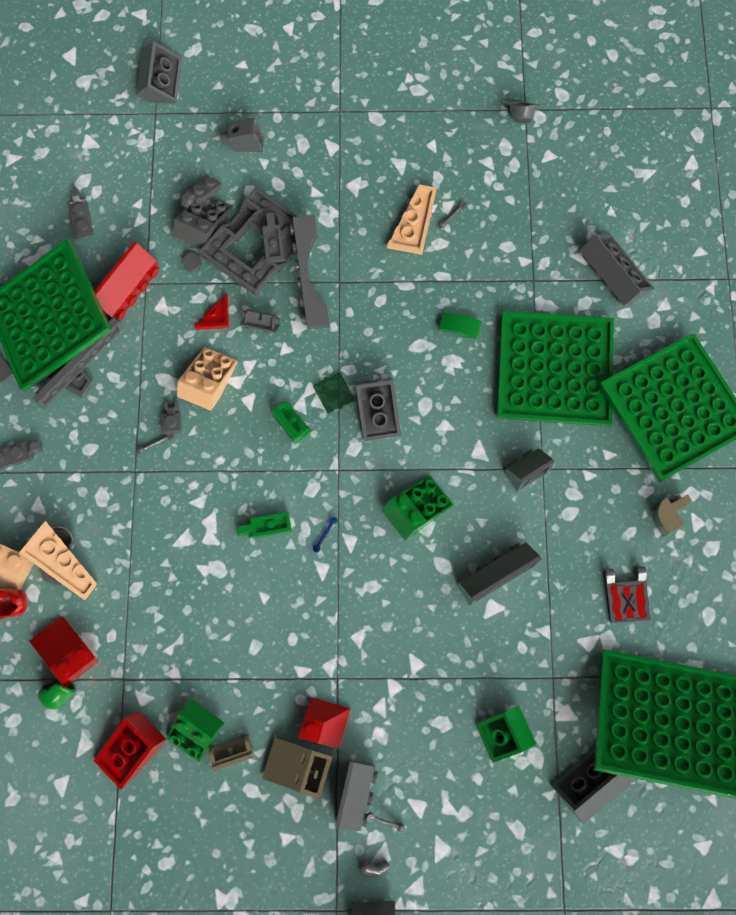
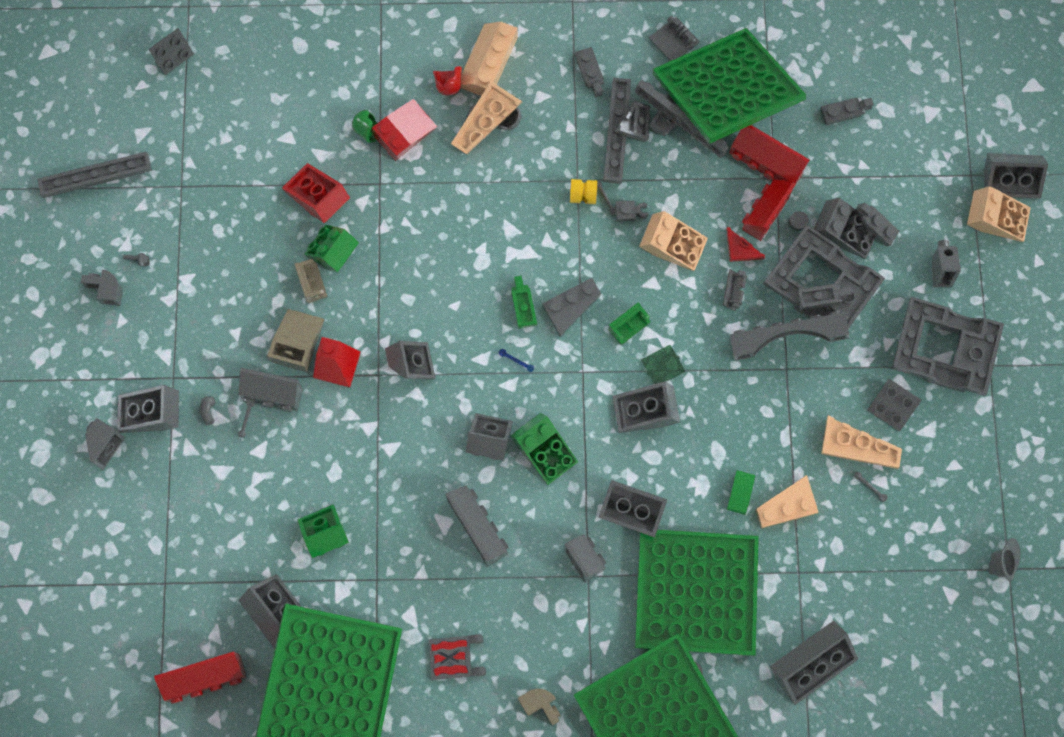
camera: 85 degrees right, 0 degrees up
(76, 409) = (635, 122): none -> dark grey wing
(83, 428) = (616, 142): none -> dark grey plate
(148, 463) = (583, 191): none -> yellow wheel
(178, 286) = (767, 208): none -> red slope
(196, 91) = (998, 214): none -> light nougat slope
(269, 479) = (571, 304): none -> dark grey wing
(325, 642) = (411, 360): none -> dark grey slope
(330, 118) = (973, 355): none -> dark grey piece
(376, 189) = (894, 404): none -> dark grey hinge
(406, 561) = (489, 436): none -> dark grey slope
(471, 284) = (788, 505): none -> light nougat wing
(478, 421) = (633, 508): none -> dark grey slope
(665, 863) = (201, 676): none -> red slope

